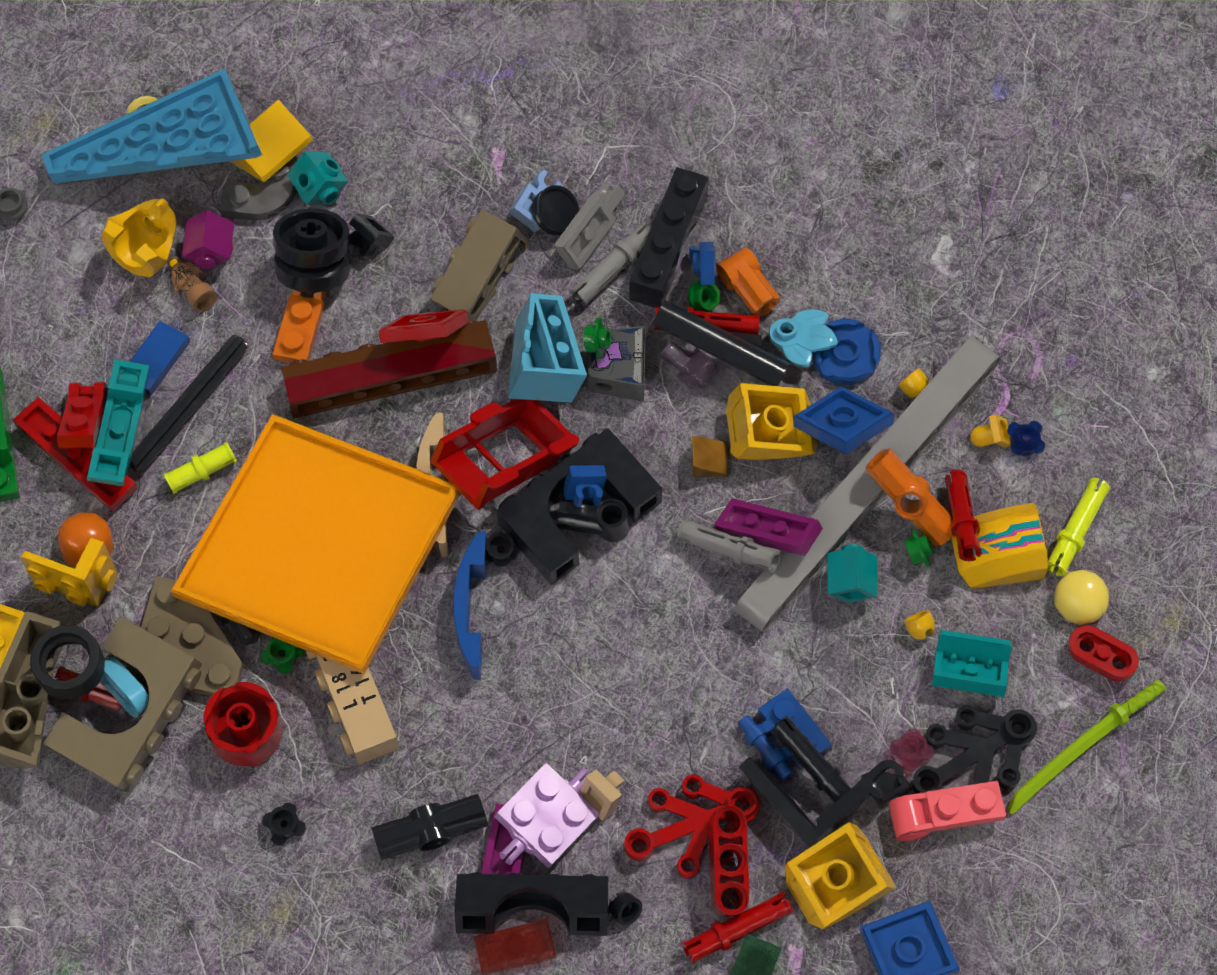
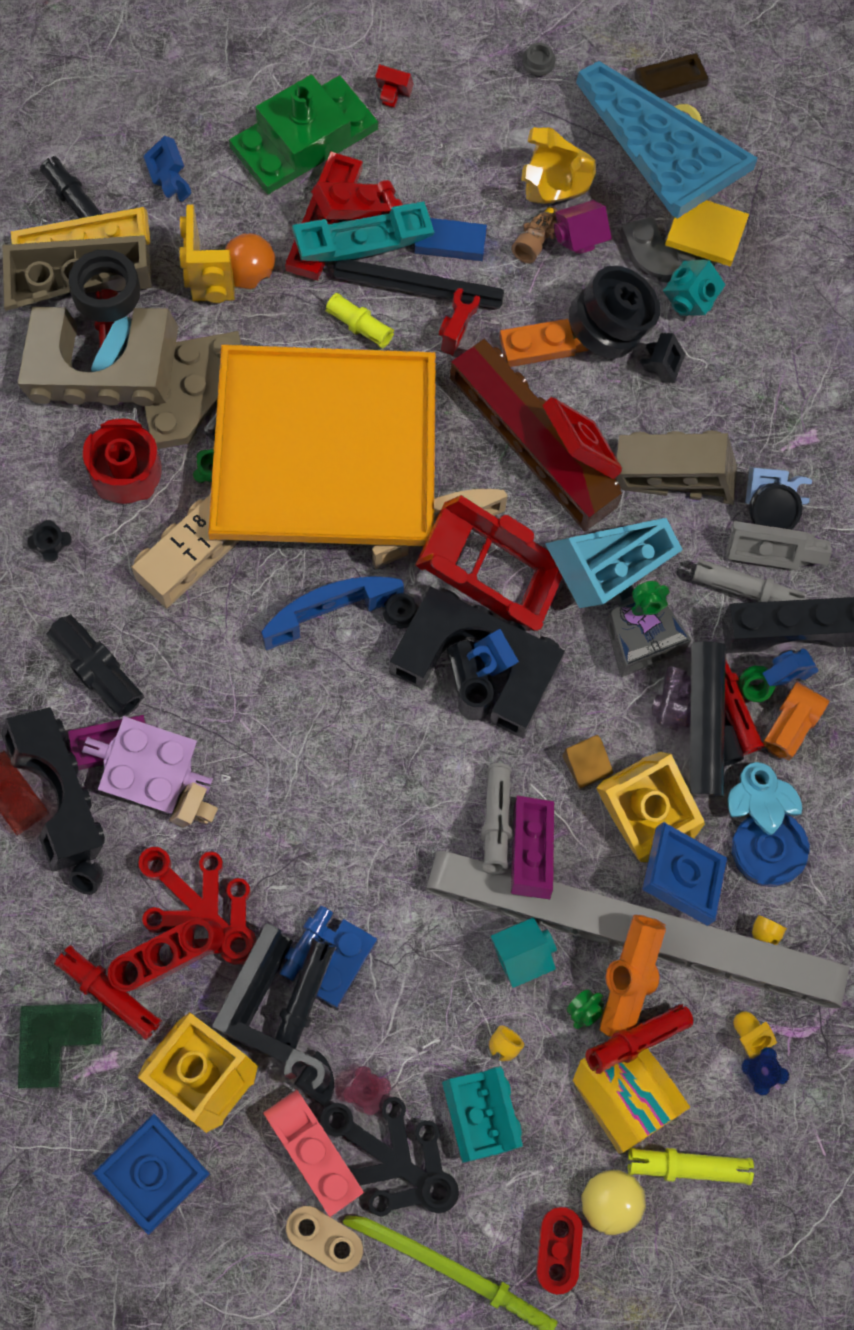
camera: 60 degrees right, 5 degrees up
(89, 102) = (673, 76): none -> dark brown tile
(251, 388) = (454, 328): none -> red plate
(1020, 831) = (324, 1238): none -> tan plate

